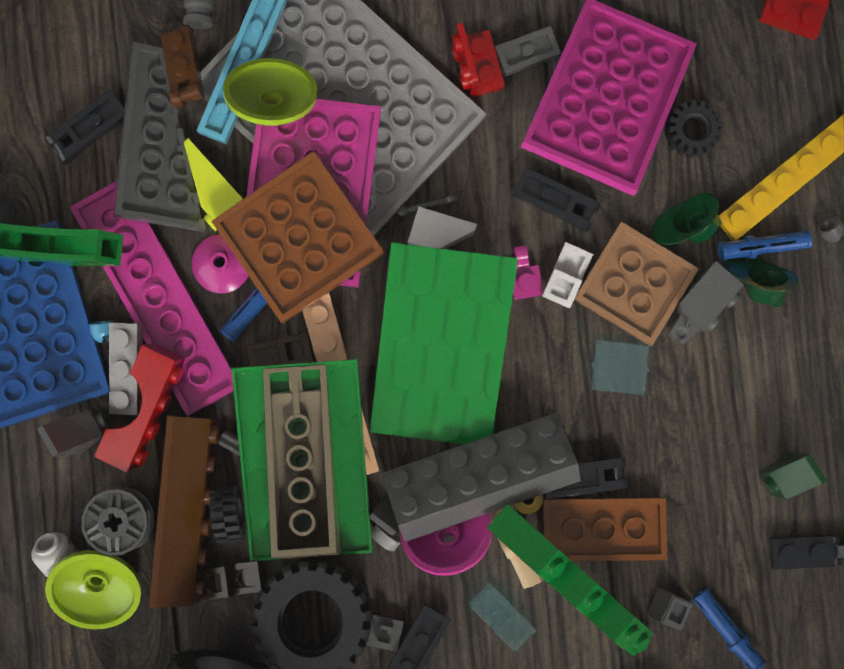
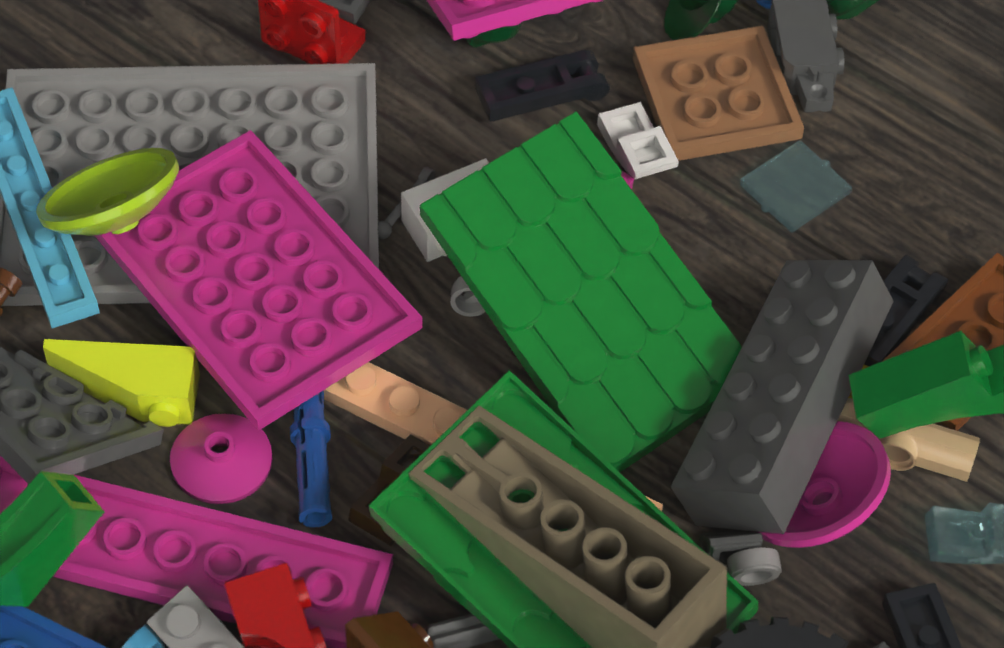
camera: 45 degrees left, 30 degrees down
(298, 237) = (296, 317): dark orange plate -> none

